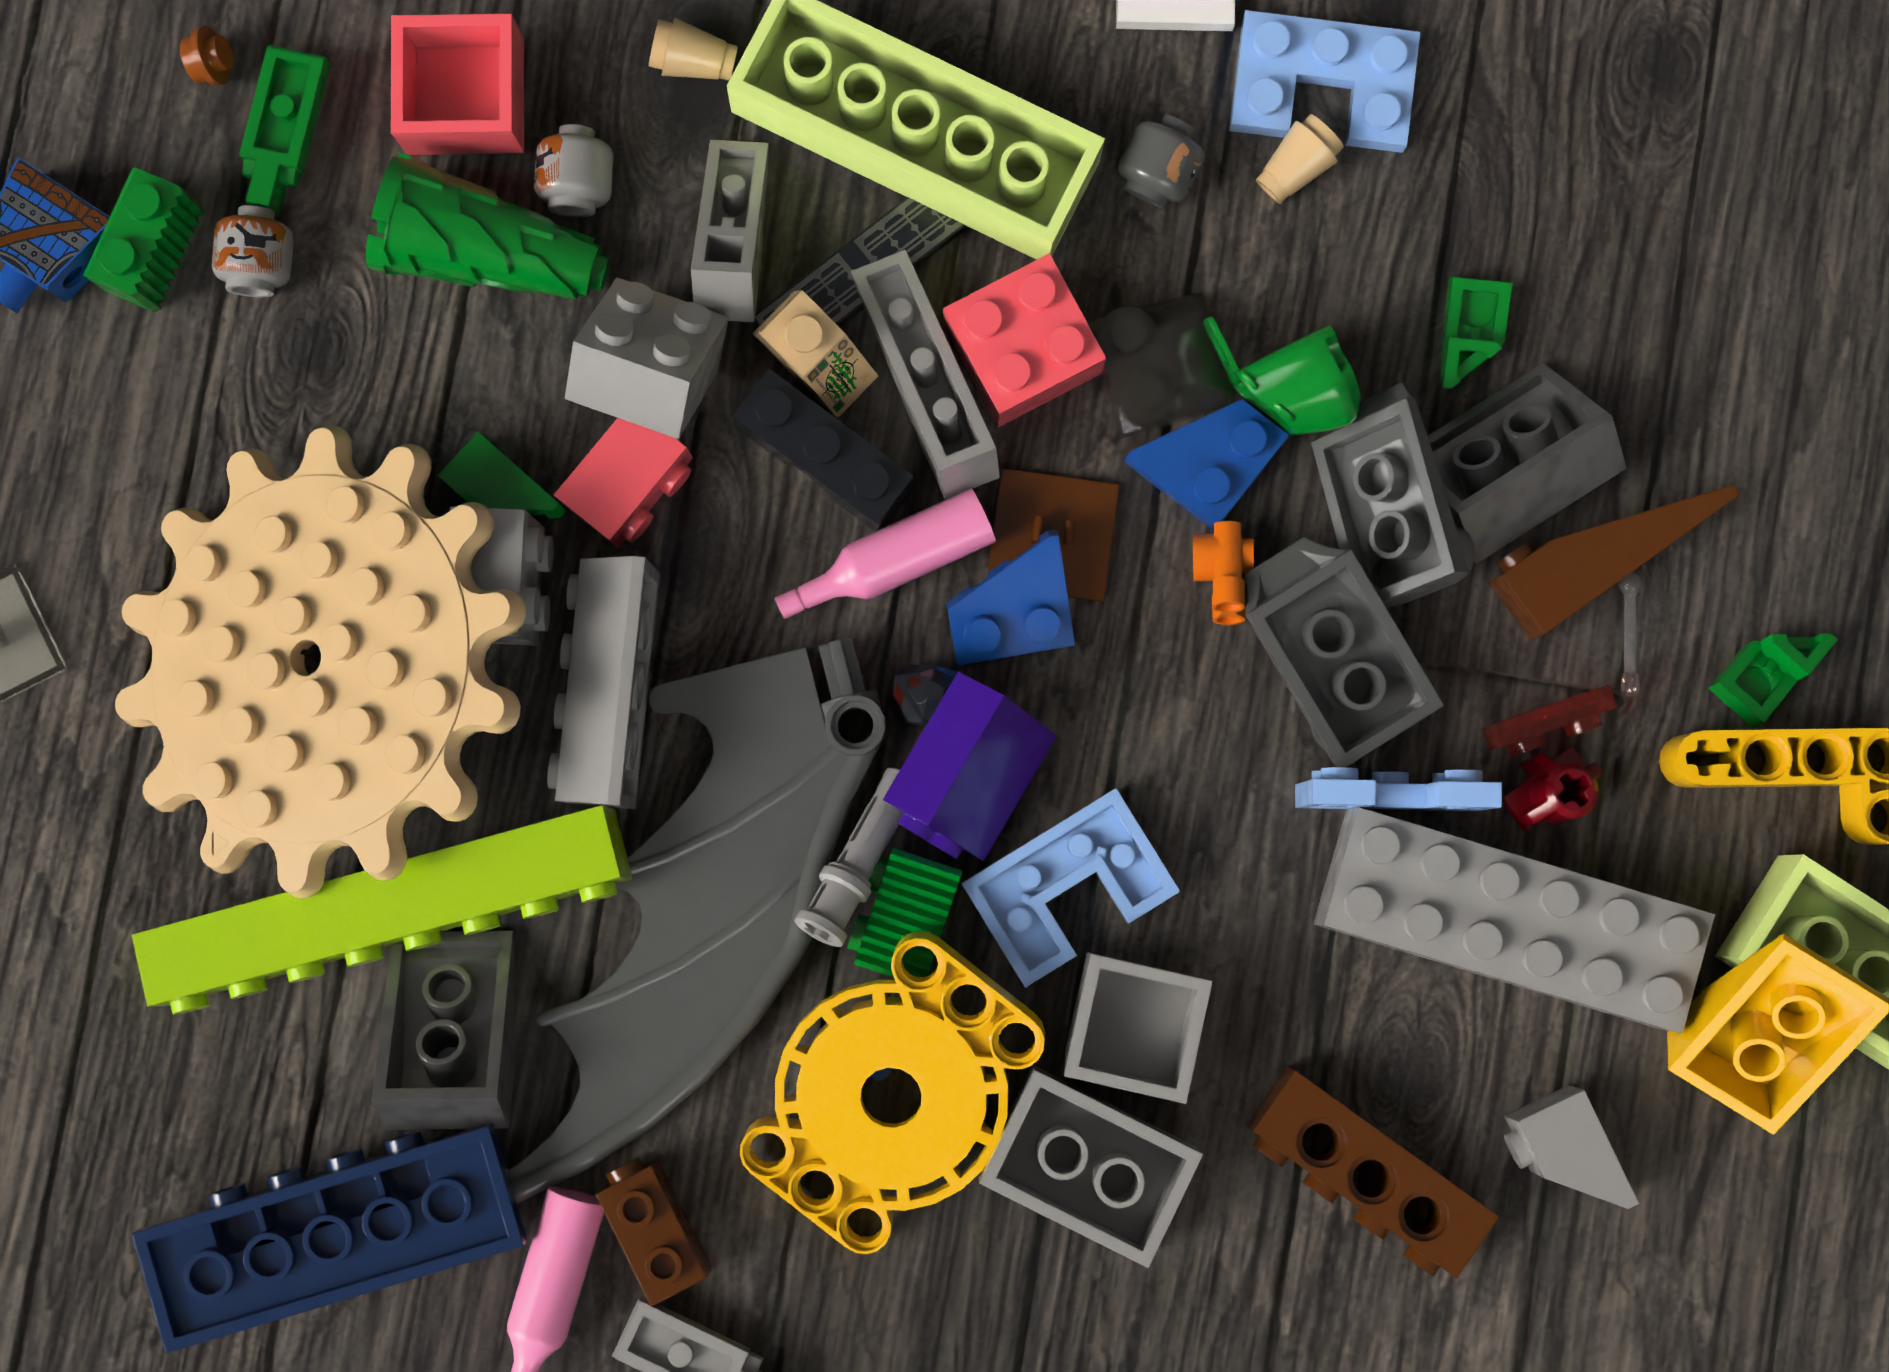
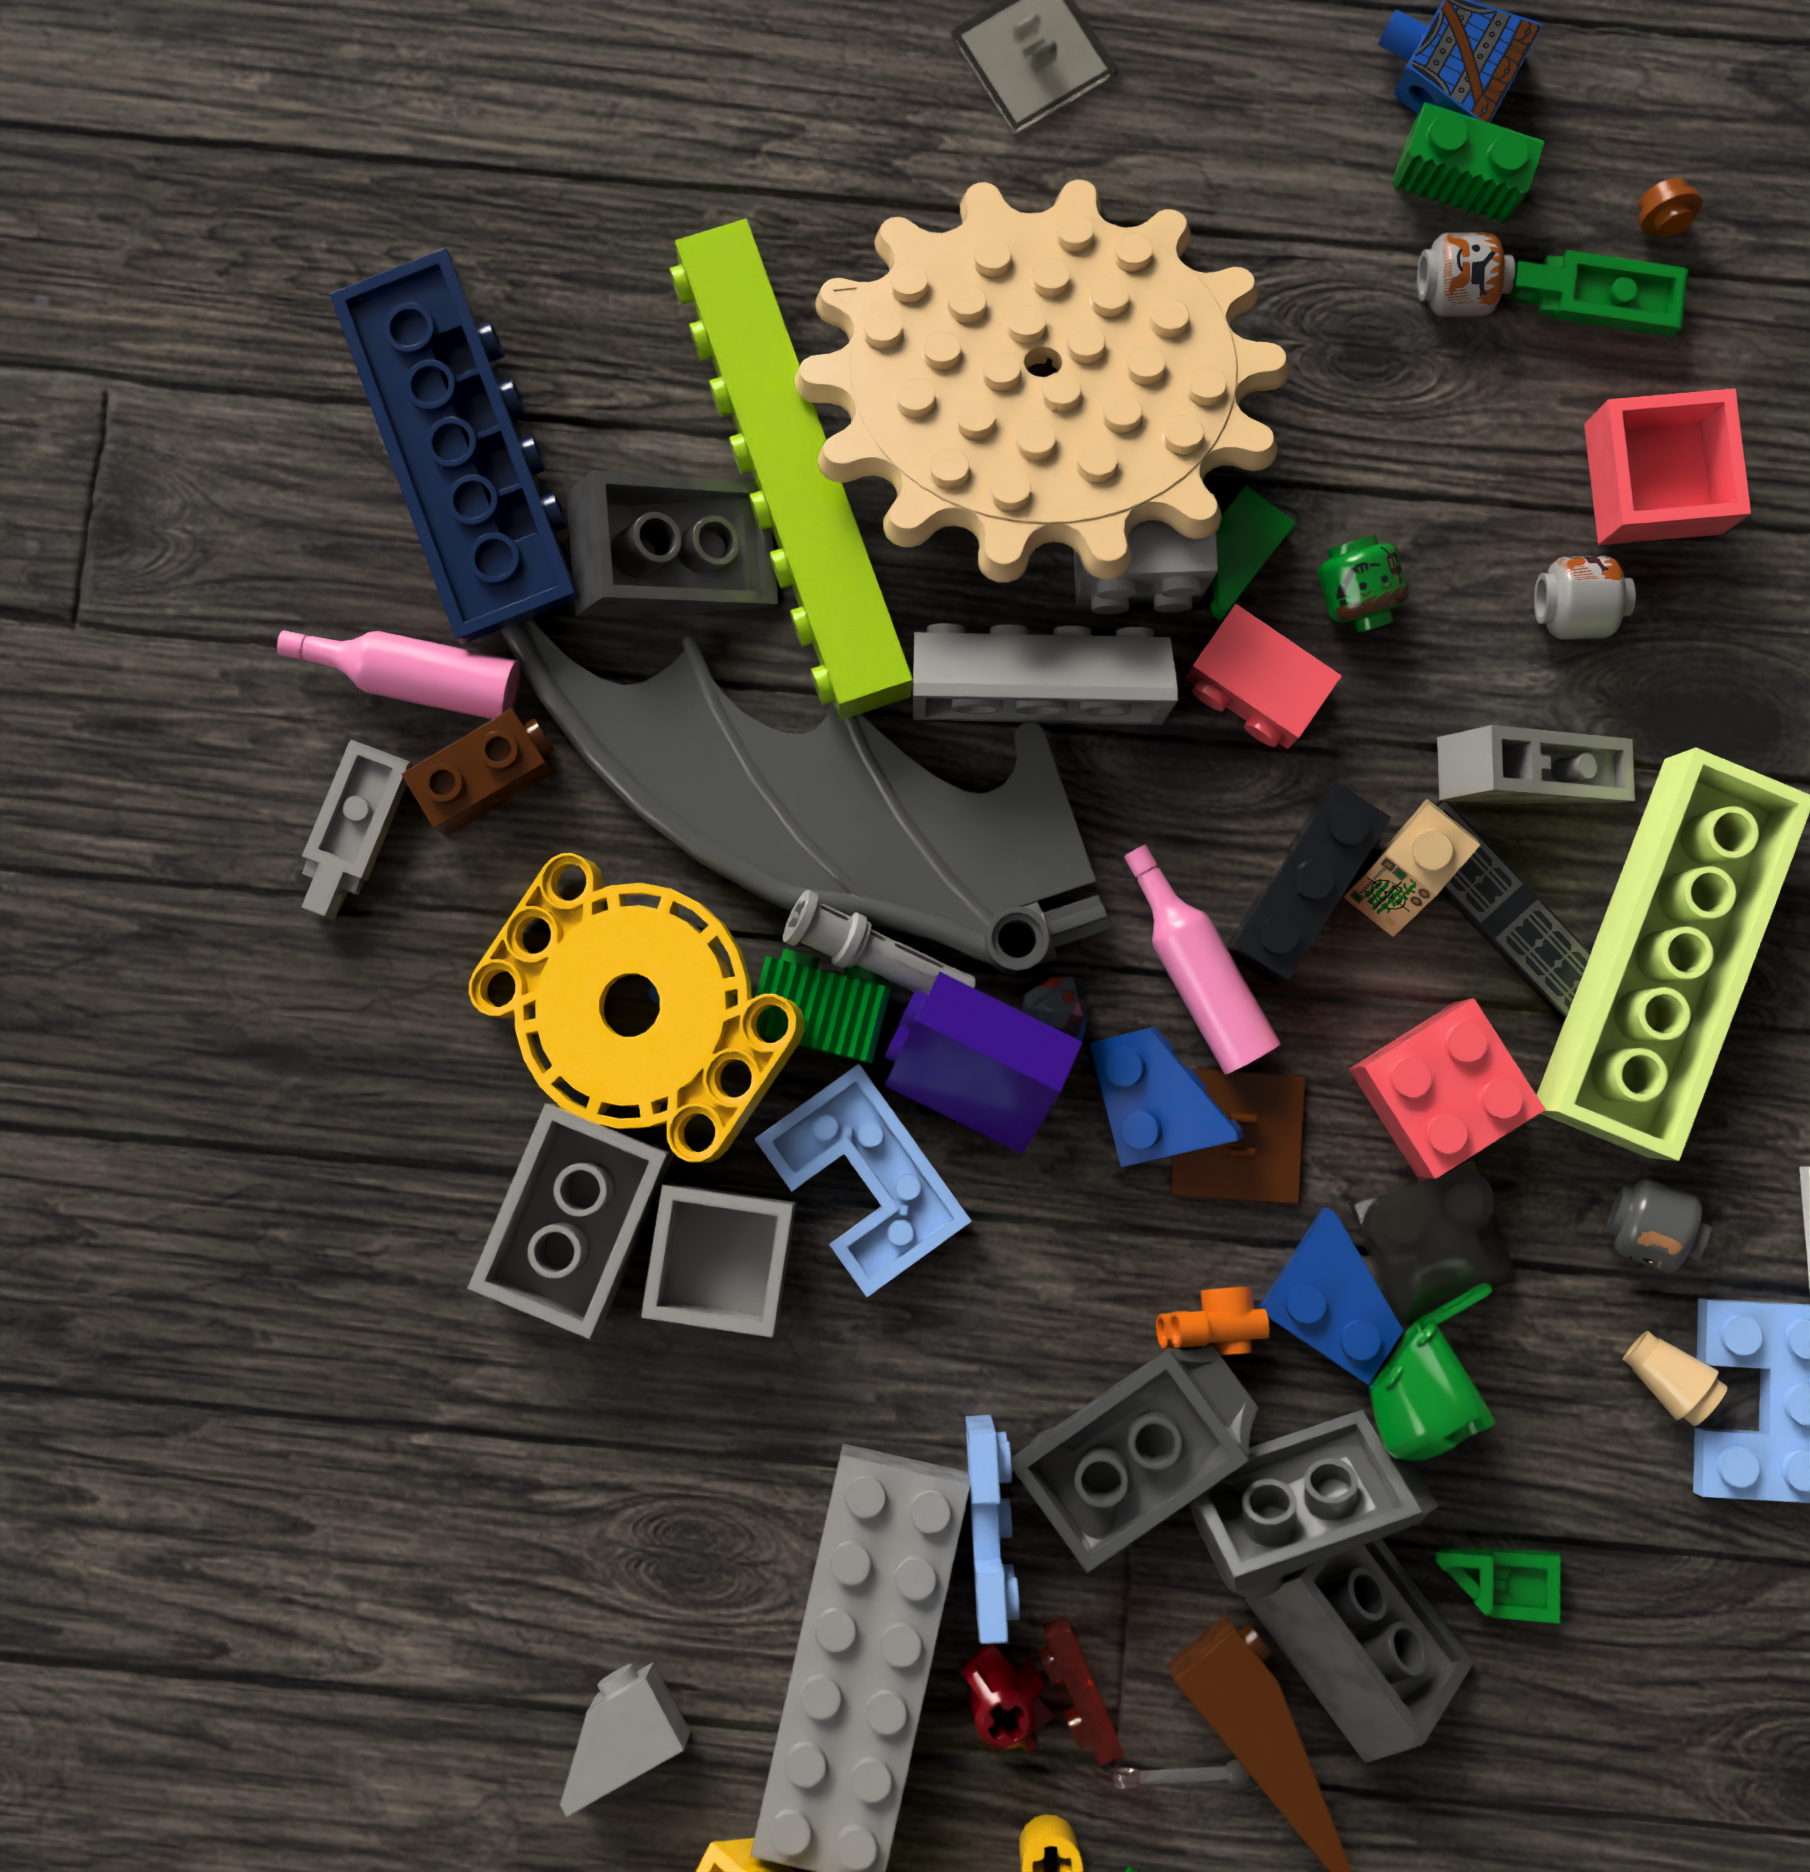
camera: 85 degrees right, 0 degrees up
(470, 237) = (1502, 492): green cone -> none
(536, 374) = (1363, 582): none -> green head
(646, 357) = (1391, 687): light grey brick -> none
(690, 52) = (1726, 709): tan cone -> none
(927, 375) = (1398, 987): light grey slope -> none
(1456, 1219) = (536, 1615): reddish brown brick -> none

